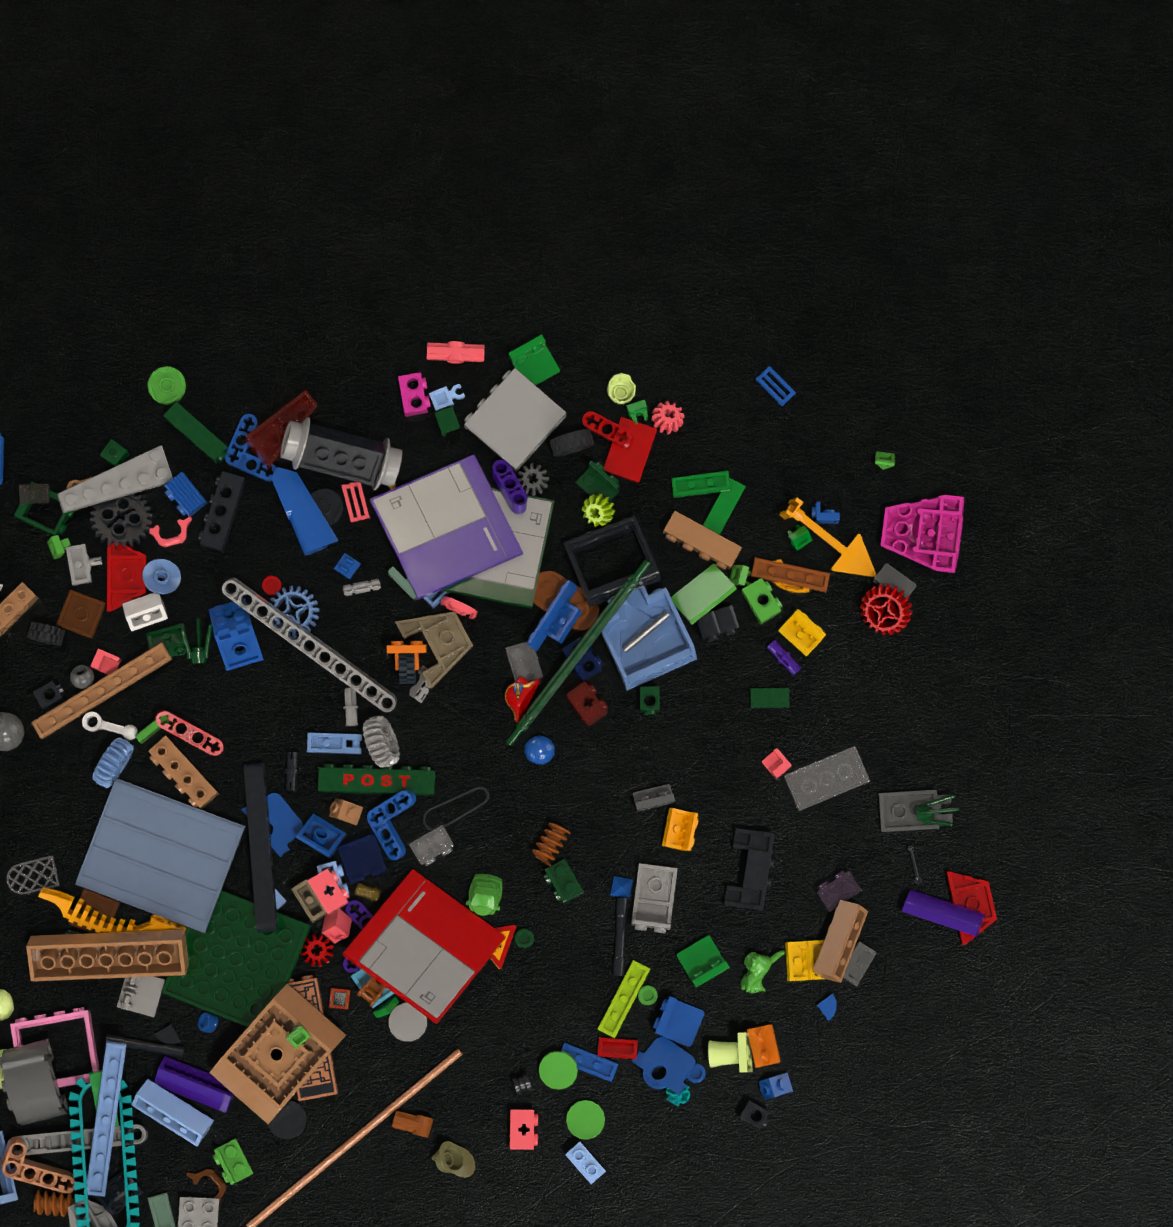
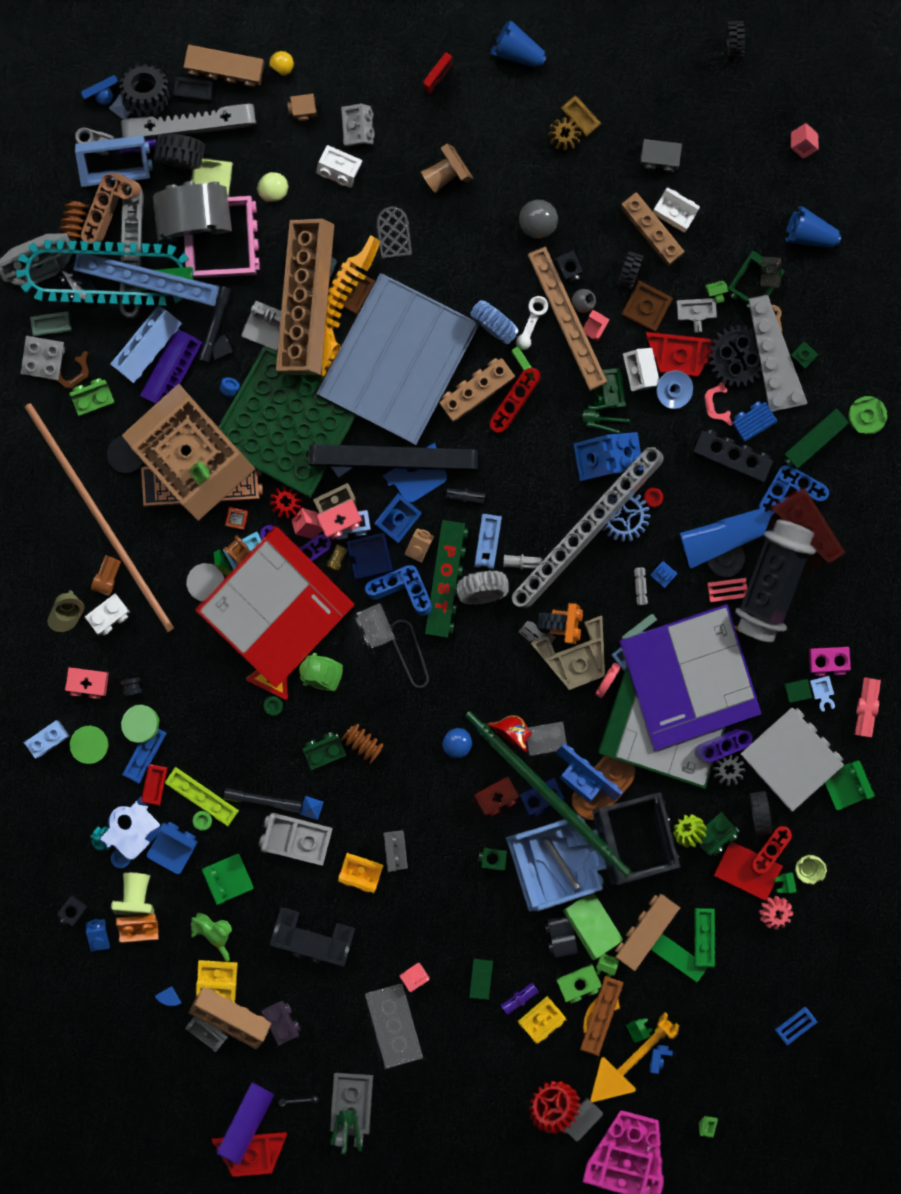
camera: 100 degrees right, 5 degrees up
(452, 1117) = (107, 614): none -> white bracket

